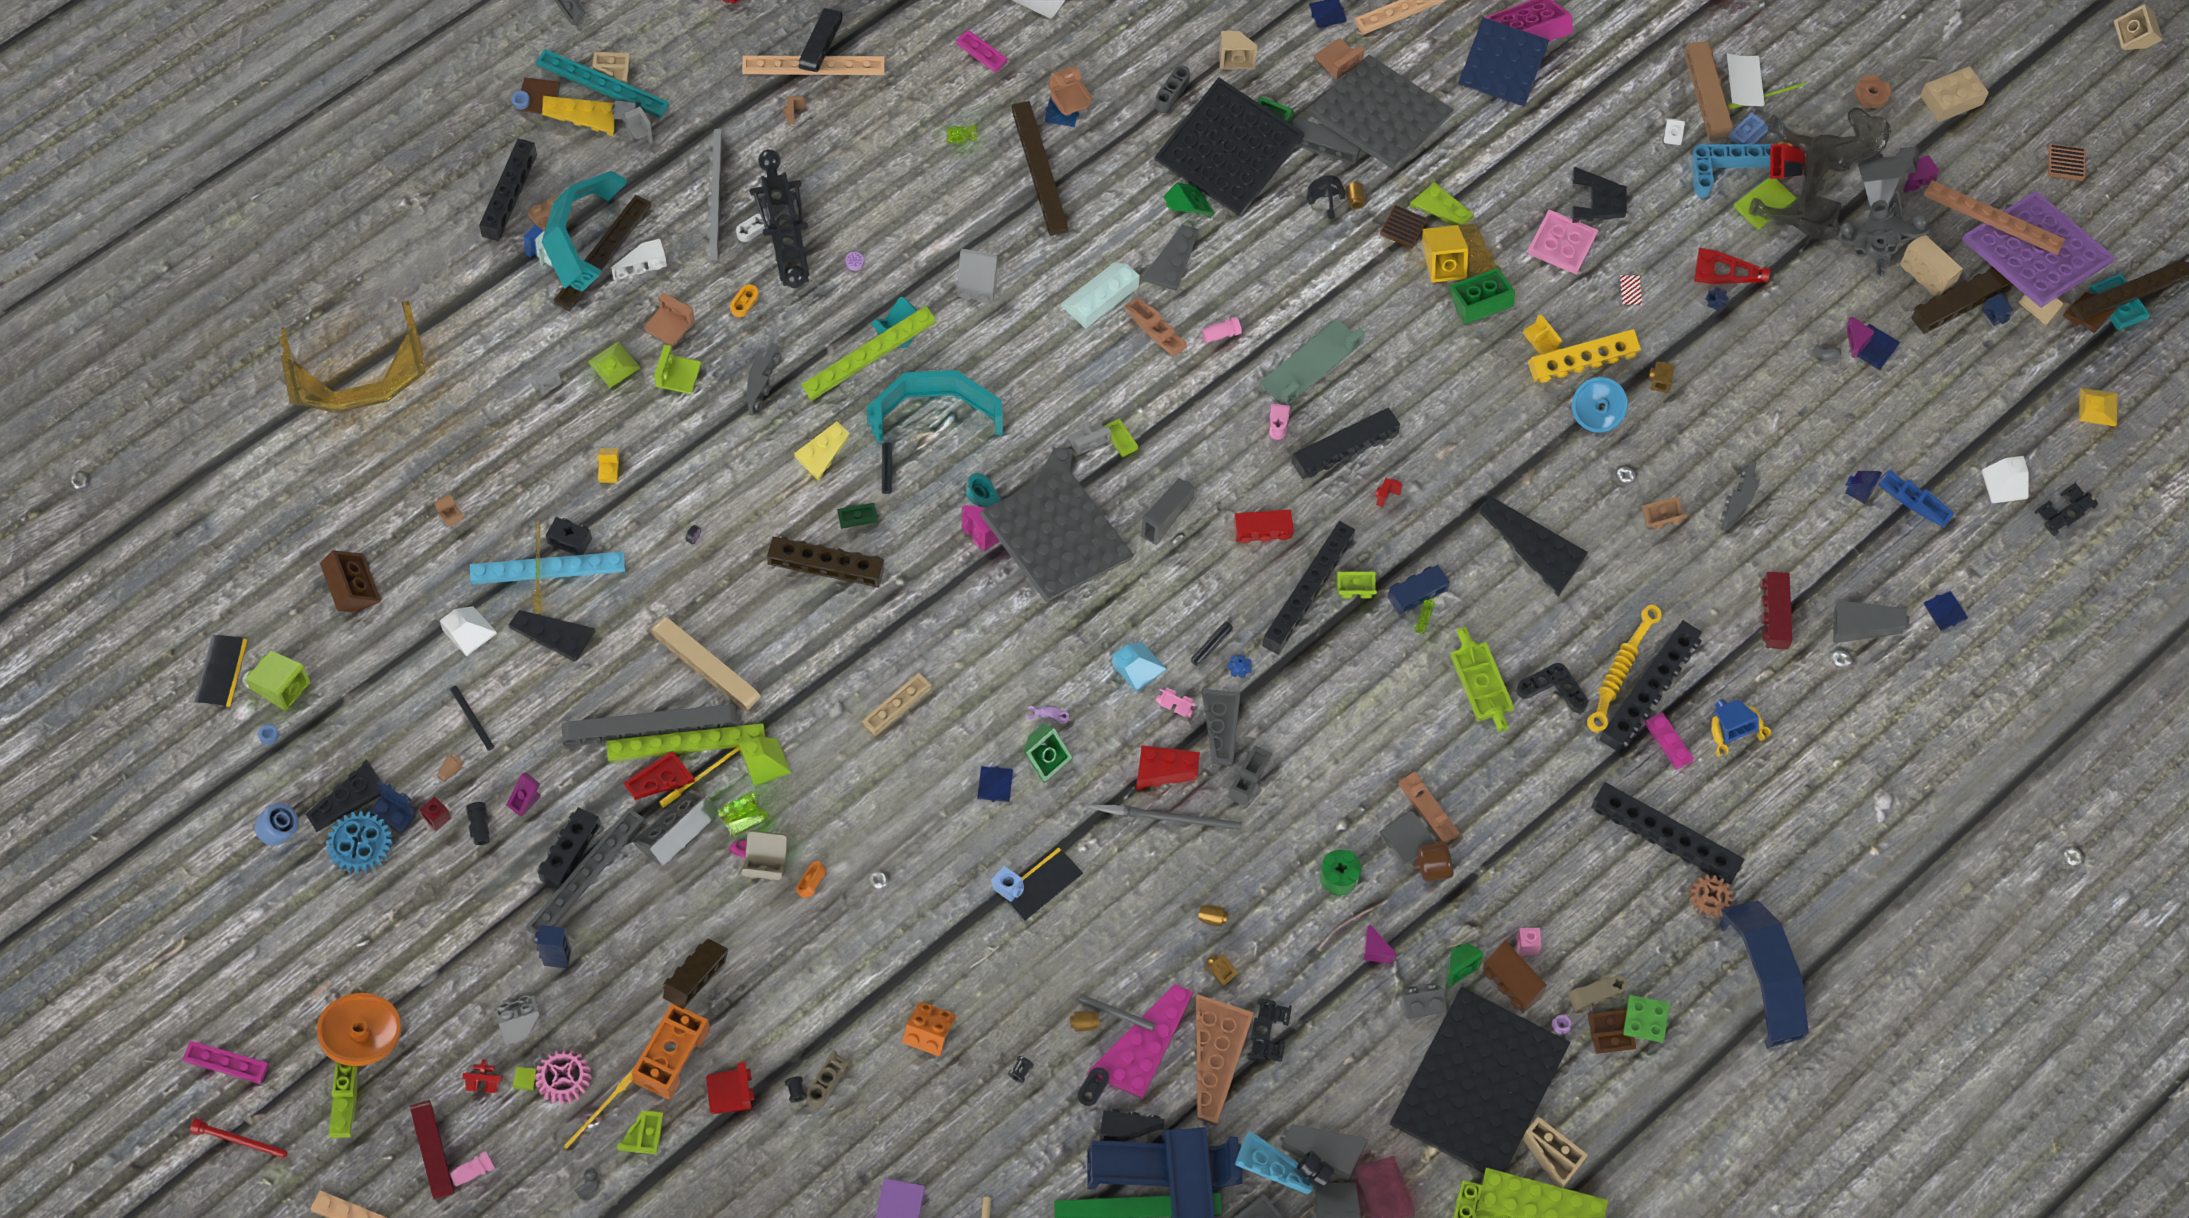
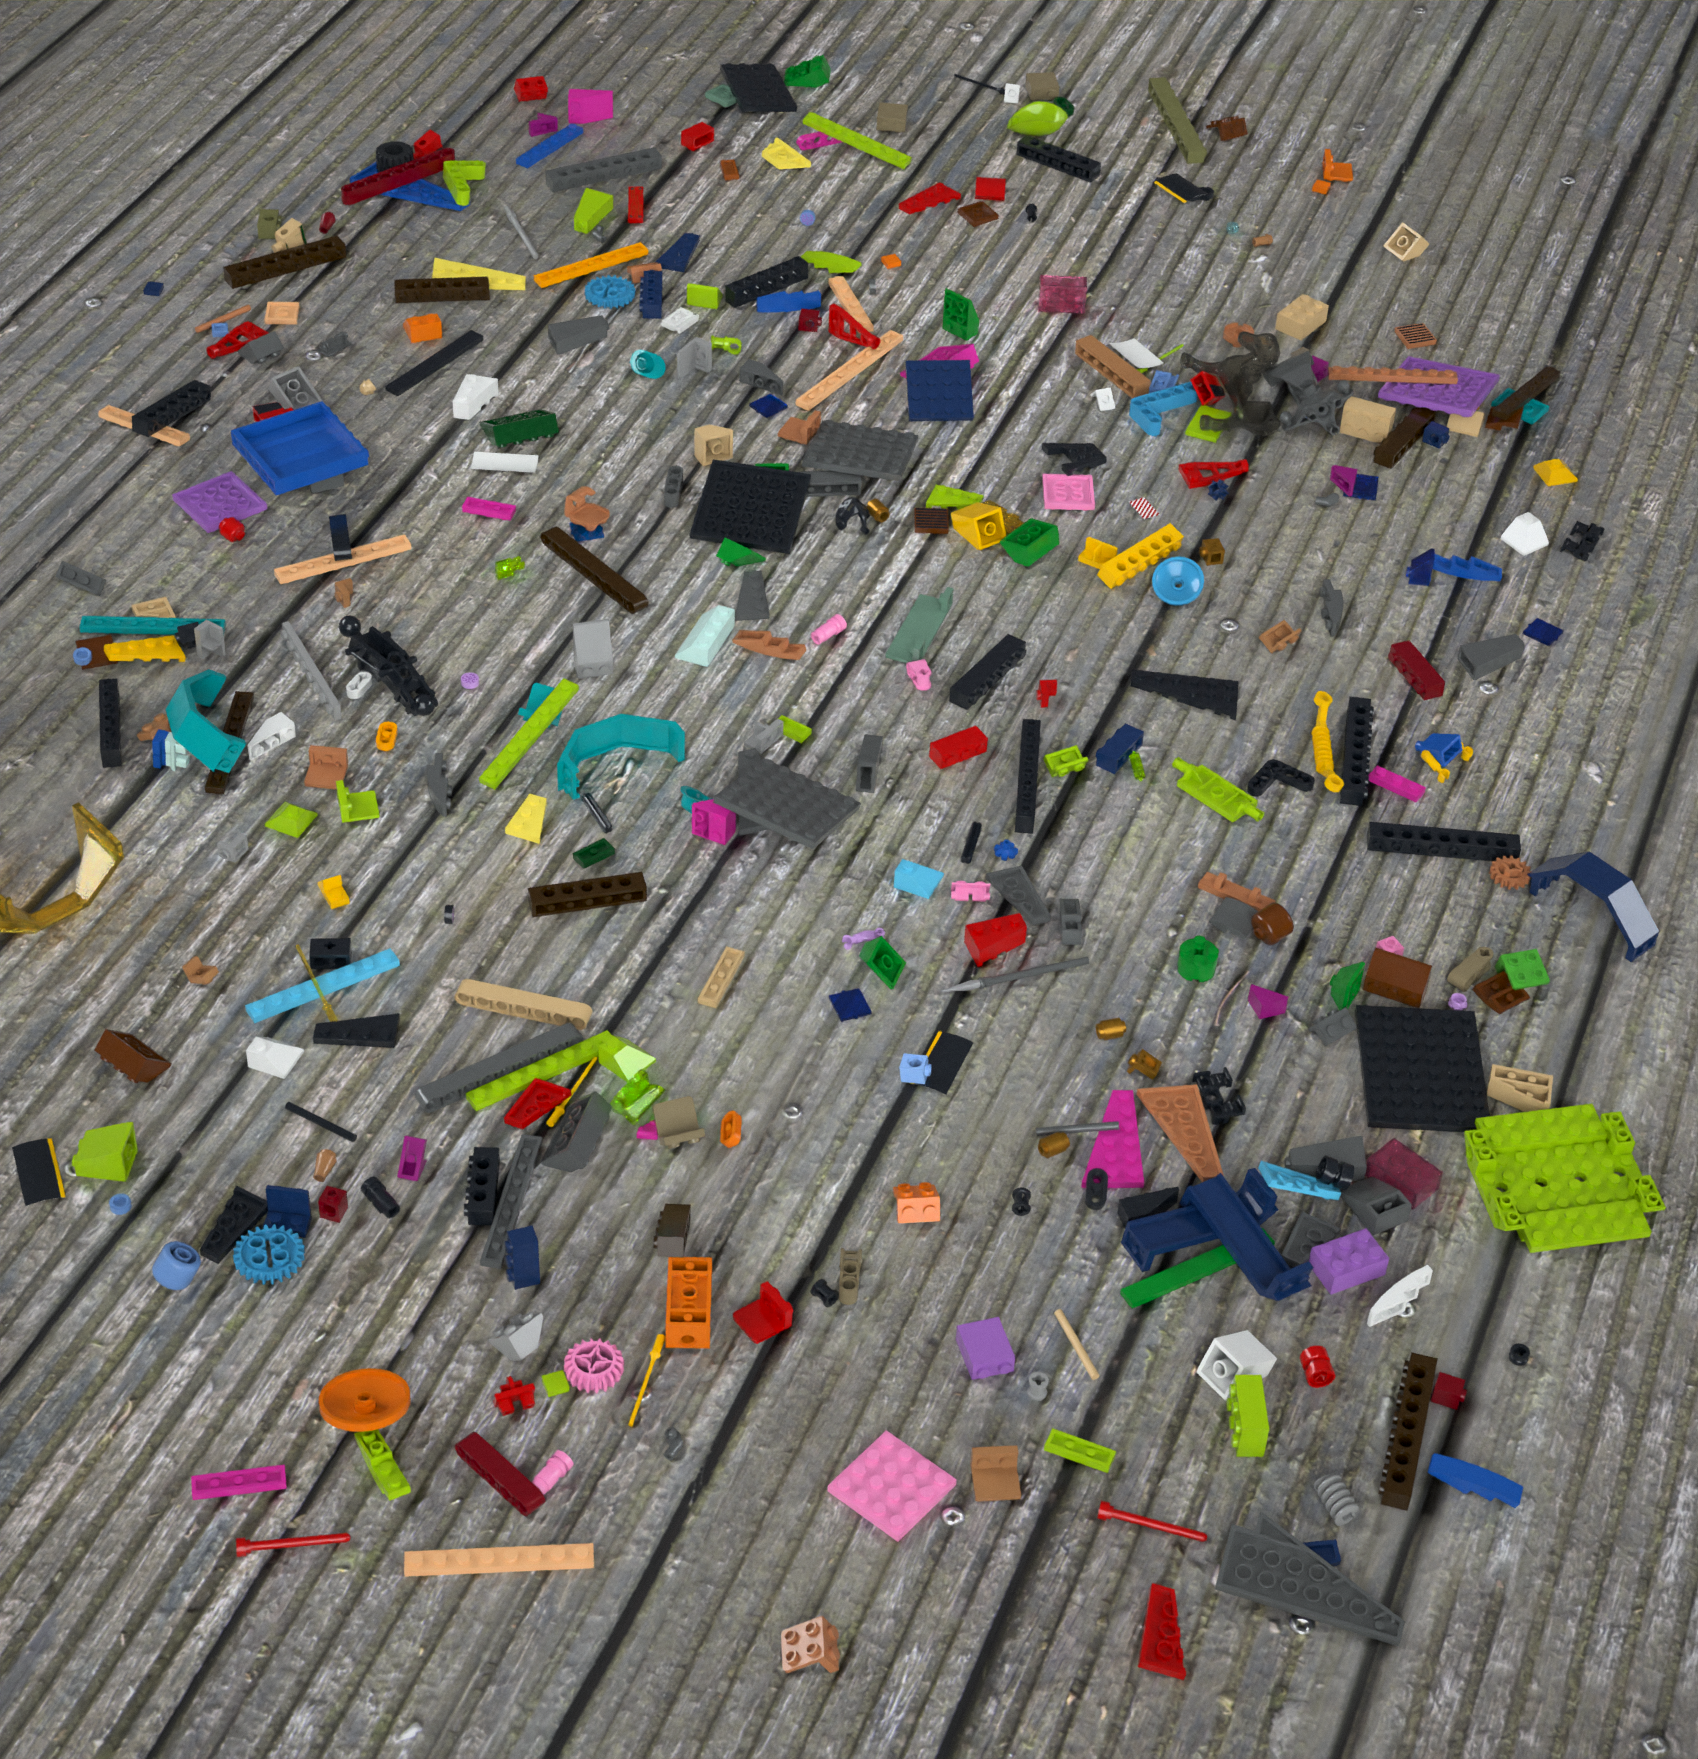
camera: 25 degrees left, 20 degrees down
(644, 1134) = (702, 1382): lime wing -> none

